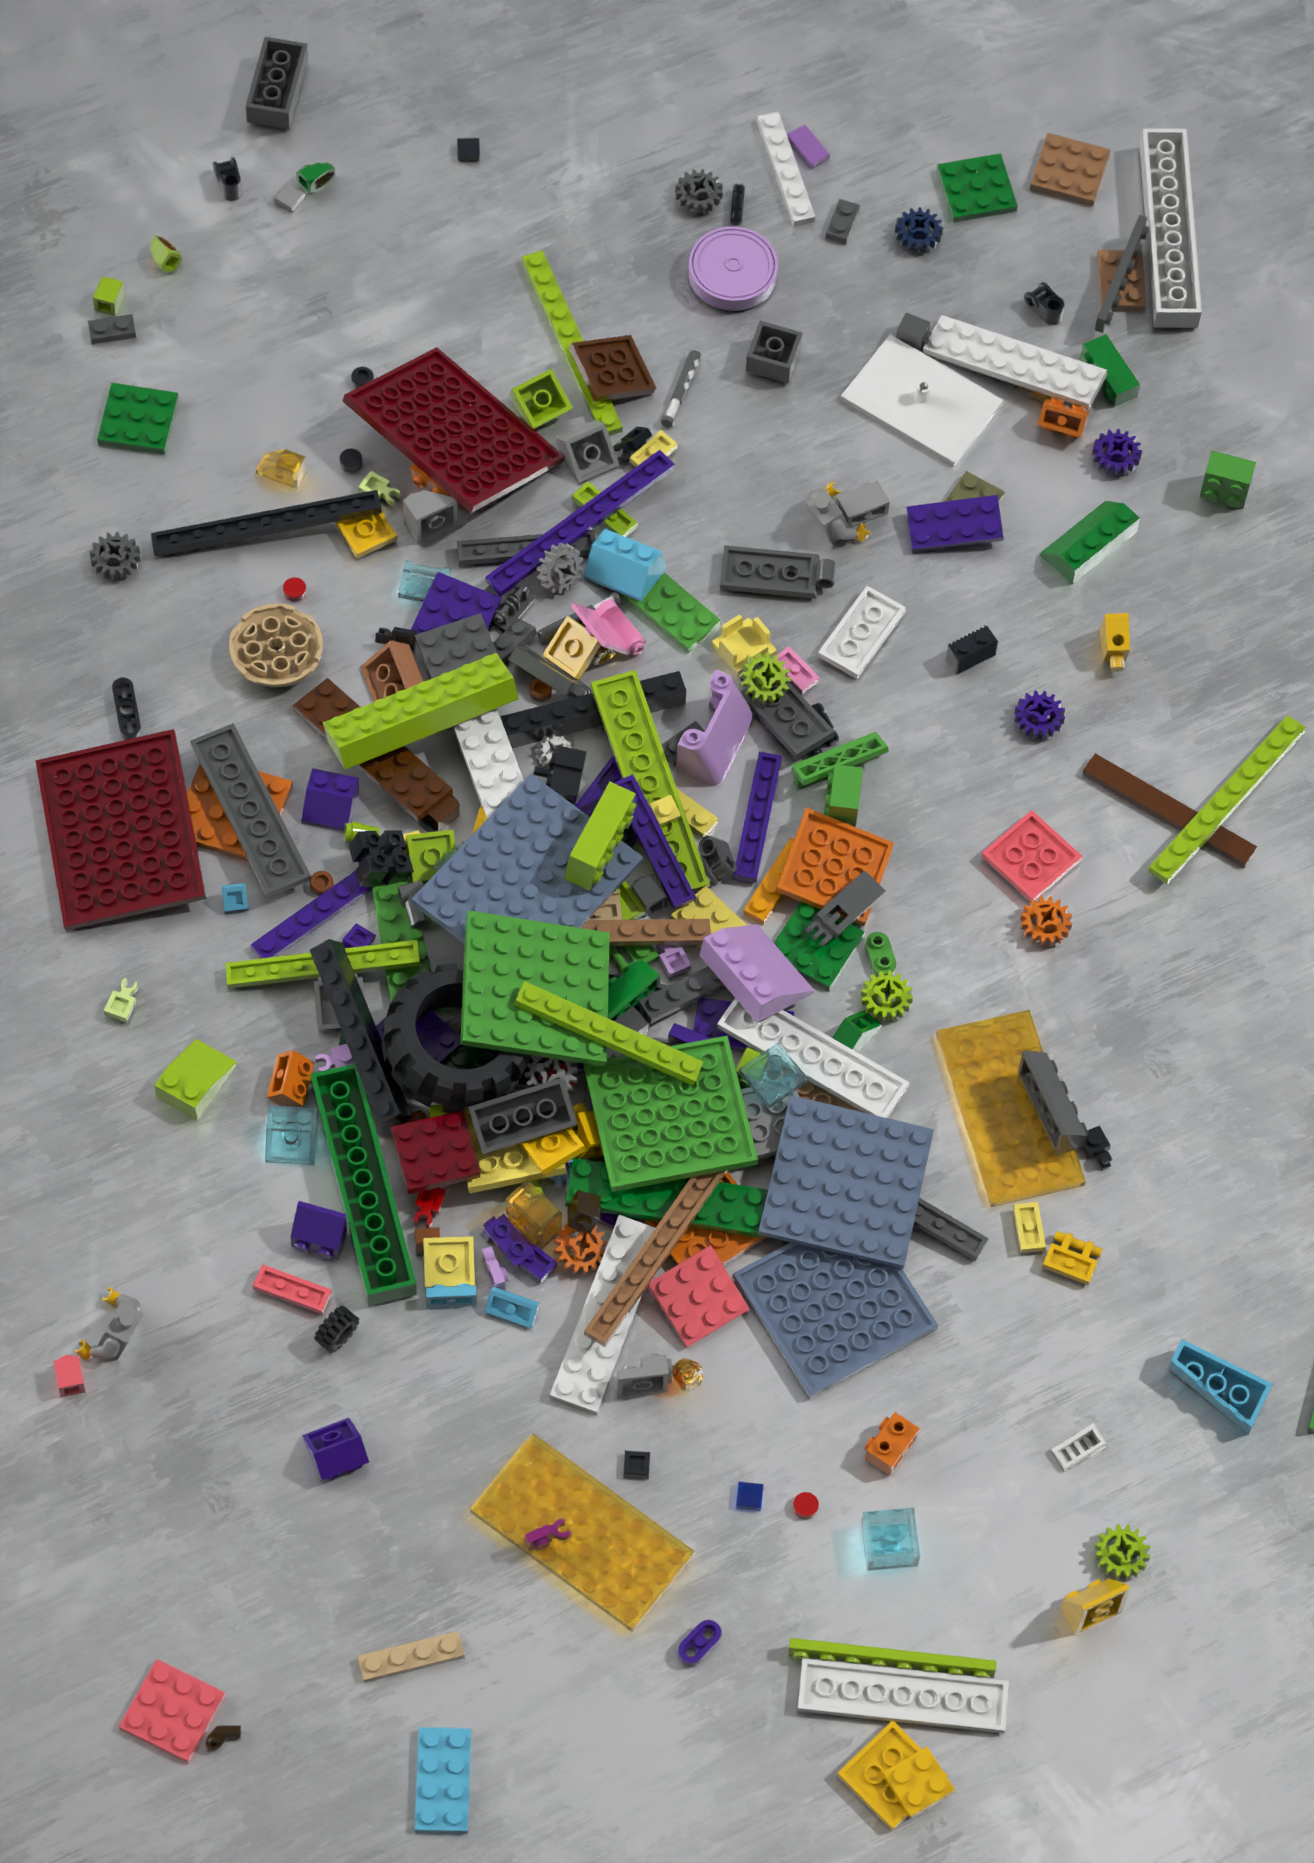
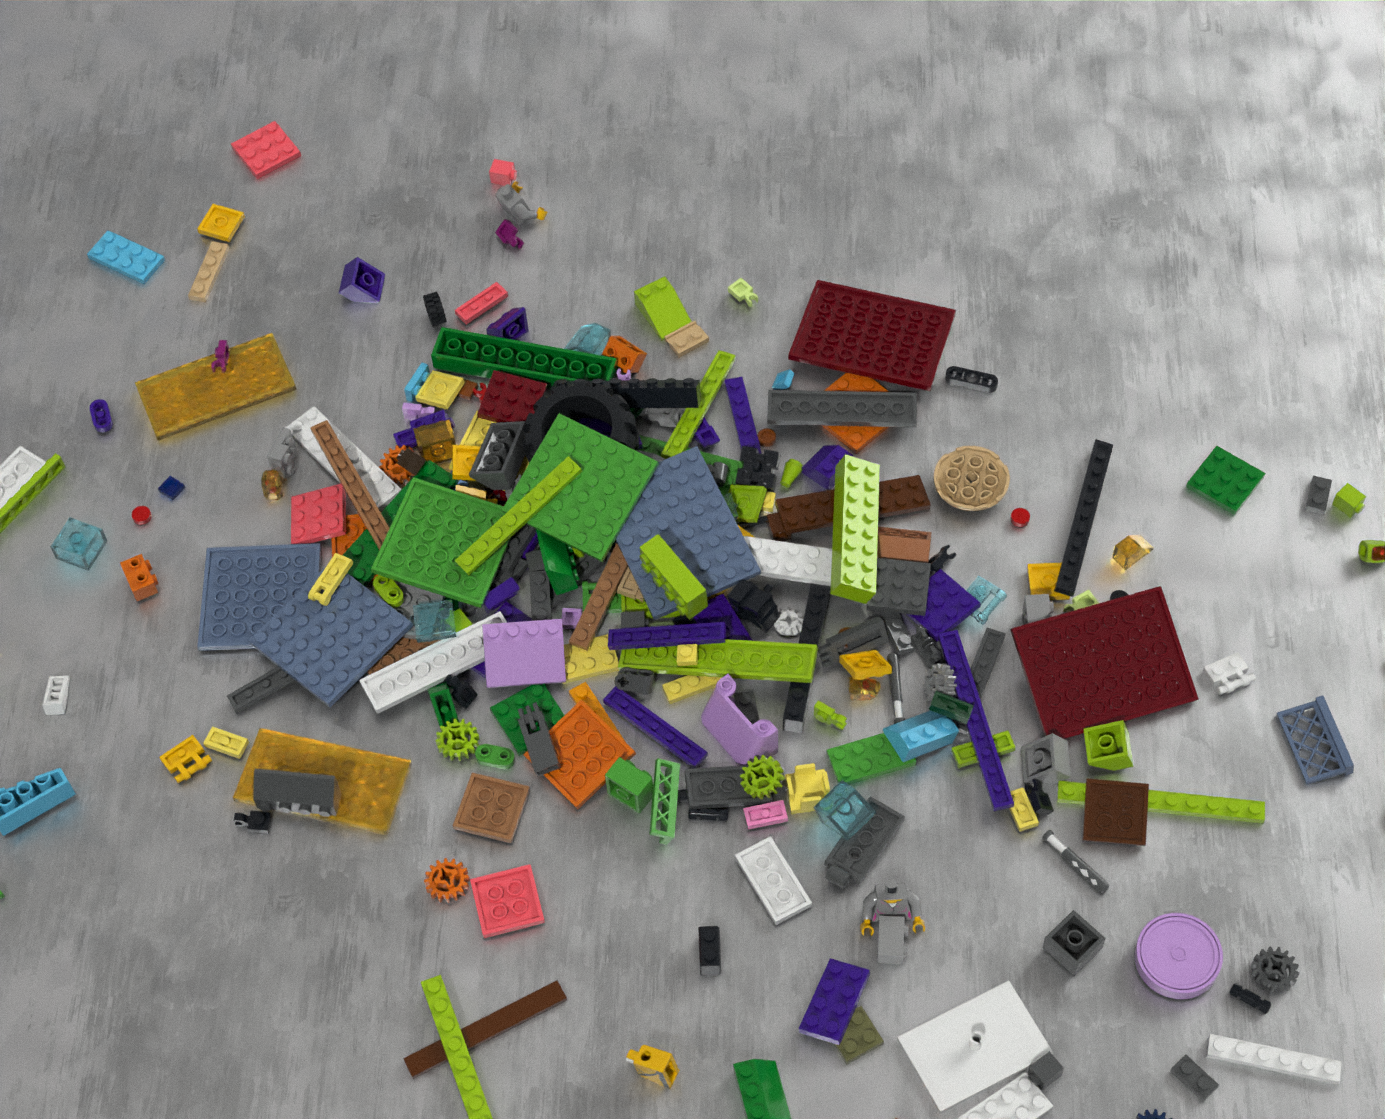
camera: 125 degrees right, 5 degrees down
(115, 555) = (1104, 417): dark grey gear -> none
(166, 1313) = (507, 233): none -> magenta plate
(221, 1734) = (234, 165): dark brown arm -> none
(223, 1033) = (686, 339): none -> tan plate
(327, 1687) = (221, 222): none -> yellow plate
(361, 376) = (1194, 640): black tile -> none
(382, 339) = (1226, 669): none -> white plate
(410, 226) = (1332, 735): none -> sand blue fence
(511, 1307) = (391, 408): medium azure plate -> none
(588, 538) = (951, 707): none -> dark green plate
(611, 627) = (868, 691): bright pink door -> none
(636, 1464) = (237, 436): black tile -> none
(650, 666) = (827, 714): none -> lime plate
(753, 594) = (844, 810): none -> clear light blue slope
(764, 1146) = (387, 589): none -> lime plate
(789, 1205) = (330, 579): none -> light yellow plate
(808, 146) = (1291, 1090): medium lavender tile -> none
(830, 1020) = (462, 691): none -> black plate
(941, 924) = (491, 807): none -> medium nougat plate
(1041, 713) = (618, 965): dark purple gear -> none

